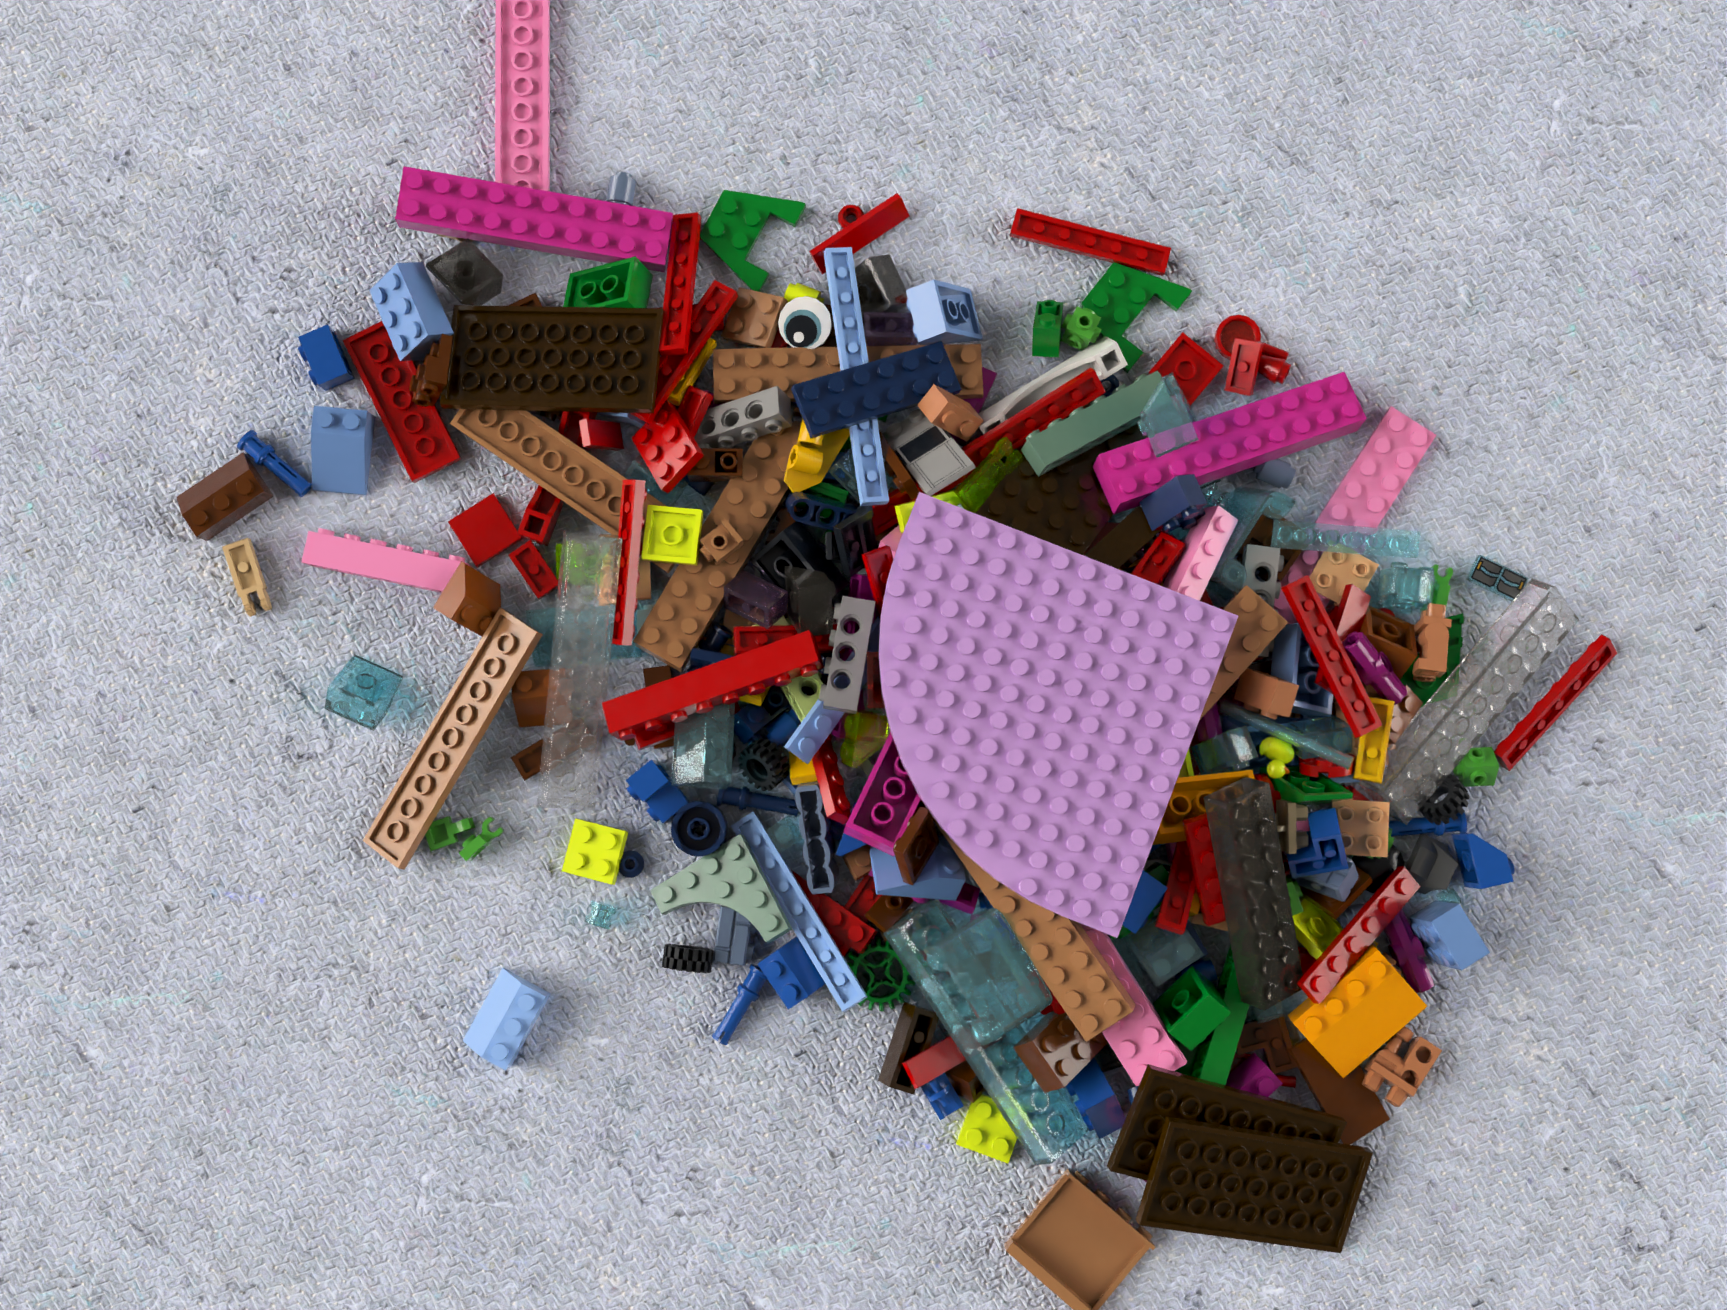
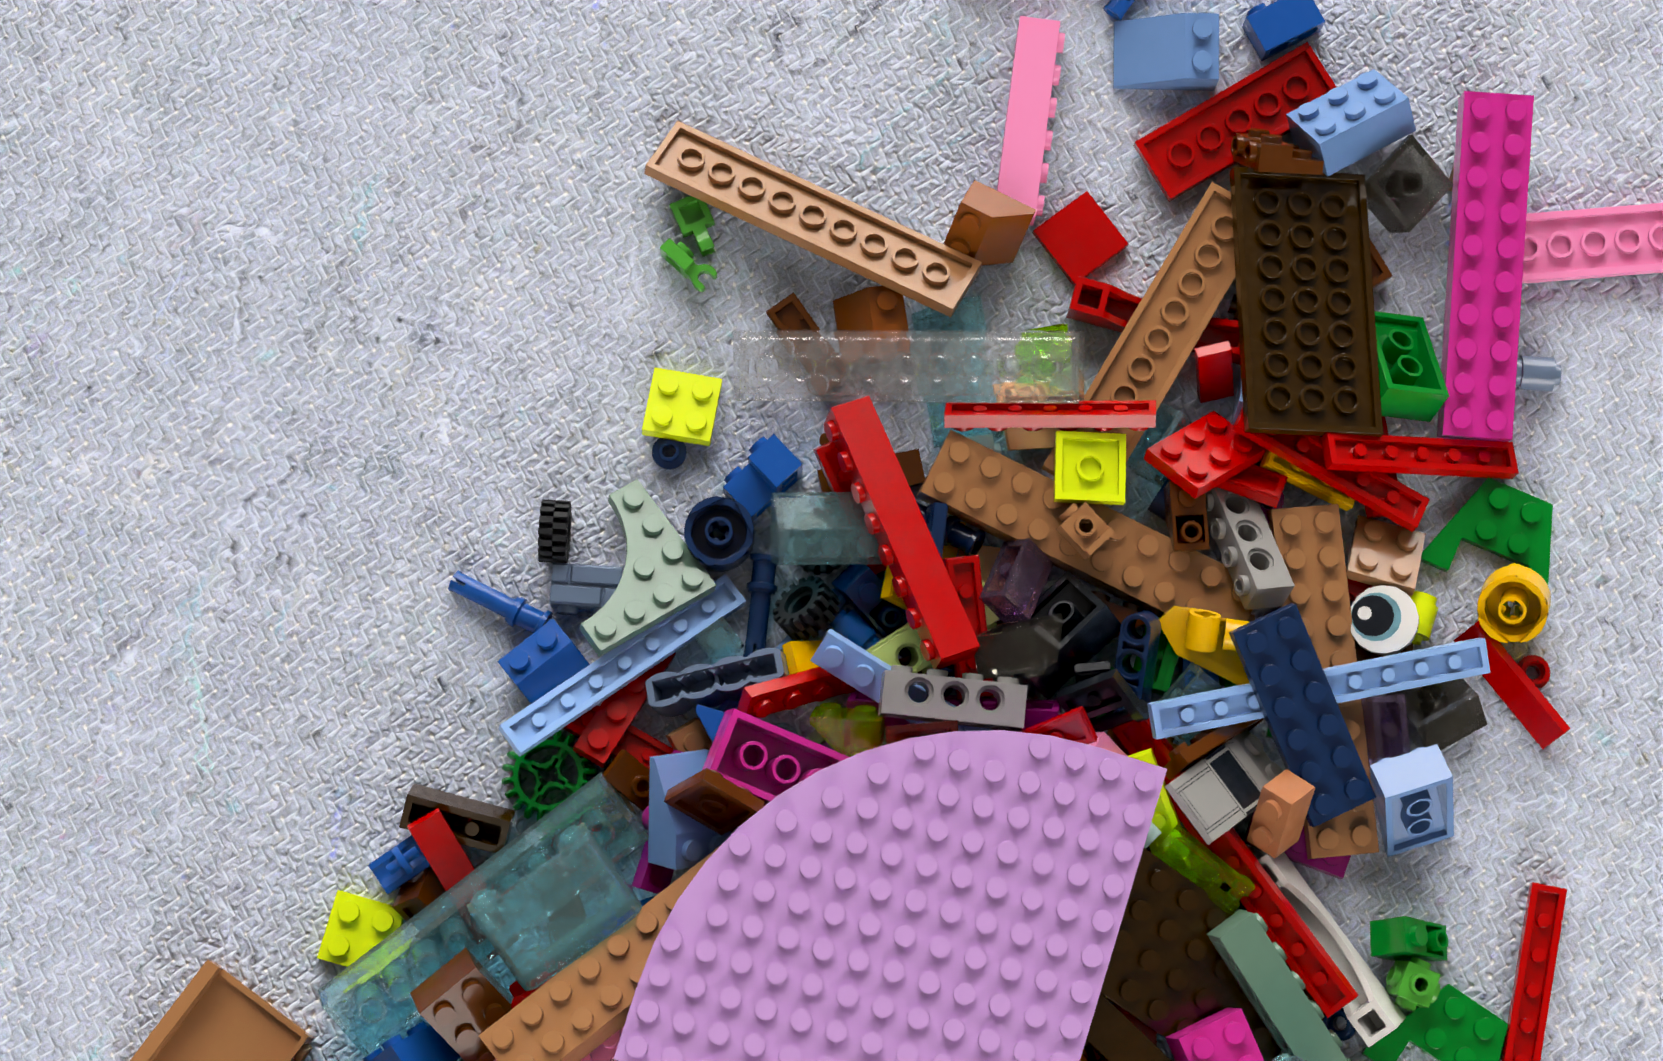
camera: 80 degrees right, 5 degrees down
(362, 692) = (862, 105): clear light blue slope -> none
(506, 1019) = (465, 314): light blue slope -> none
(534, 569) = (1035, 302): red plate -> none
(600, 914) = (603, 419): clear light blue wheel -> none
(814, 224) = (1515, 623): none -> yellow brick

